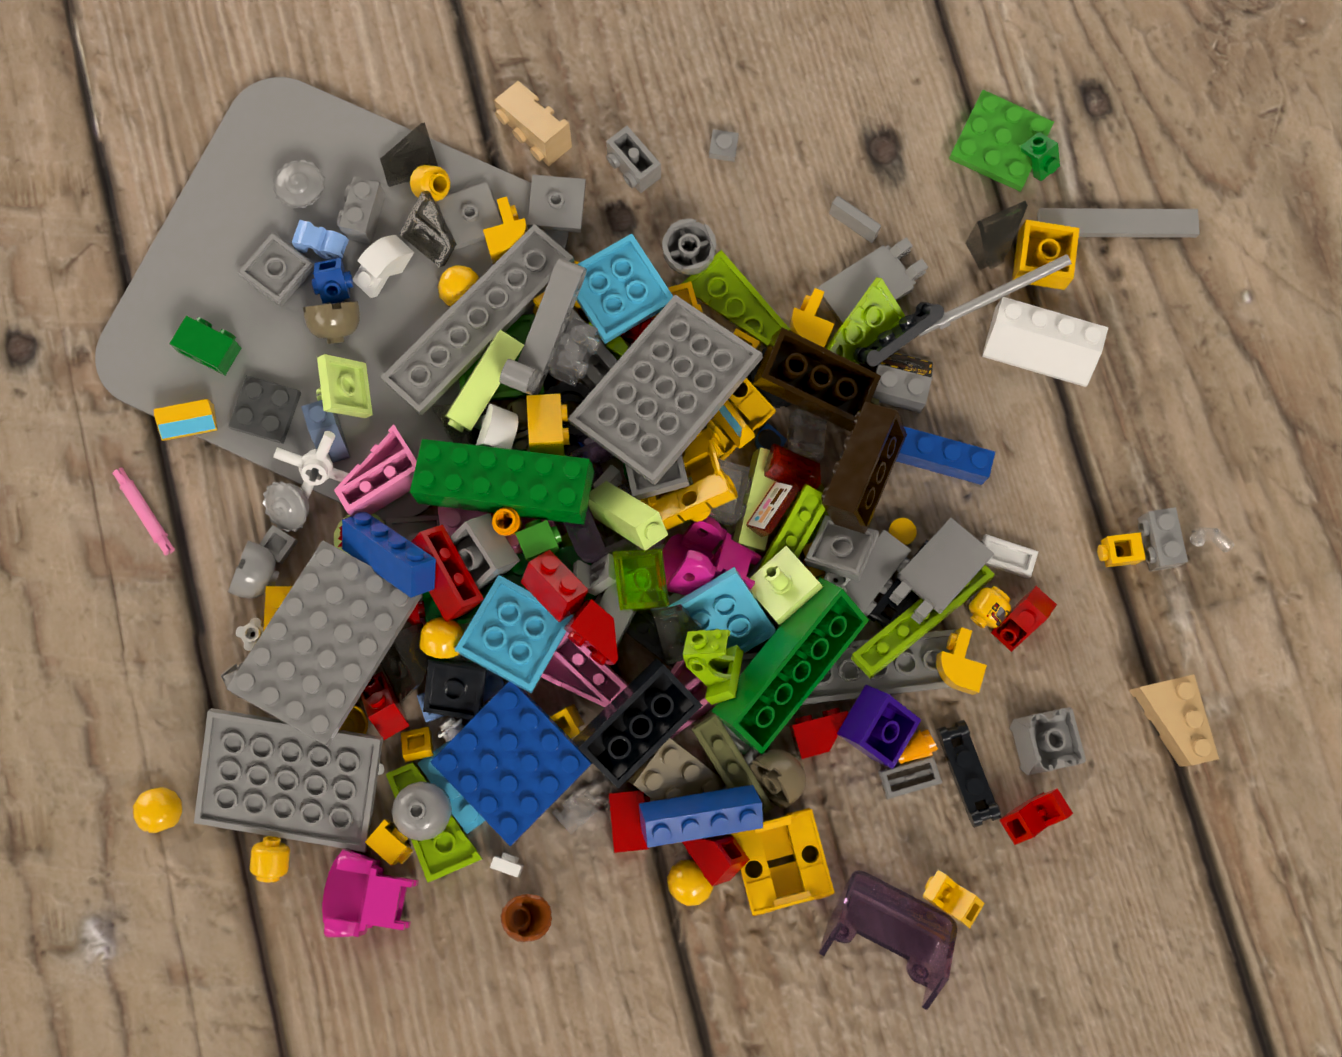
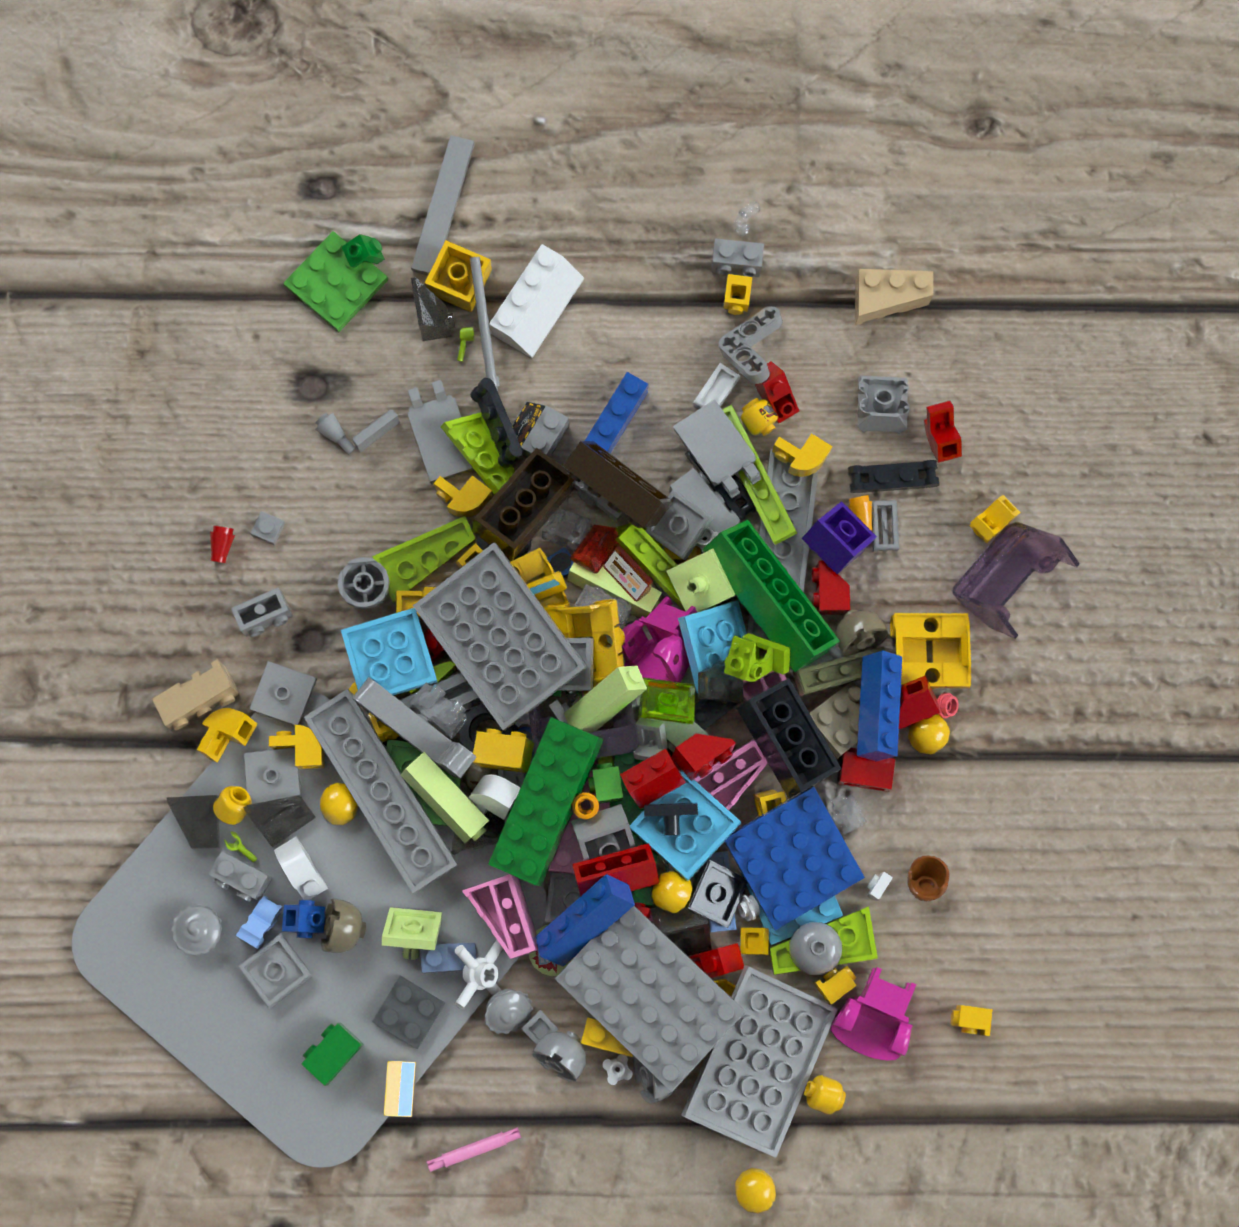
camera: 75 degrees left, 0 degrees up
(385, 1004) = (972, 1019): none -> yellow brick
(390, 196) = (240, 847): none -> lime hand
(506, 155) = (222, 727): none -> yellow brick
(519, 613) = (671, 814): none -> black tile
(695, 104) = (221, 542): none -> red cone
(726, 894) = (947, 705): none -> coral plate
(844, 175) = (330, 428): none -> light grey cone
(903, 530) = (672, 470): yellow tile -> none
(985, 282) = (466, 334): none -> lime hand
(1068, 569) = (770, 320): none -> light grey beam

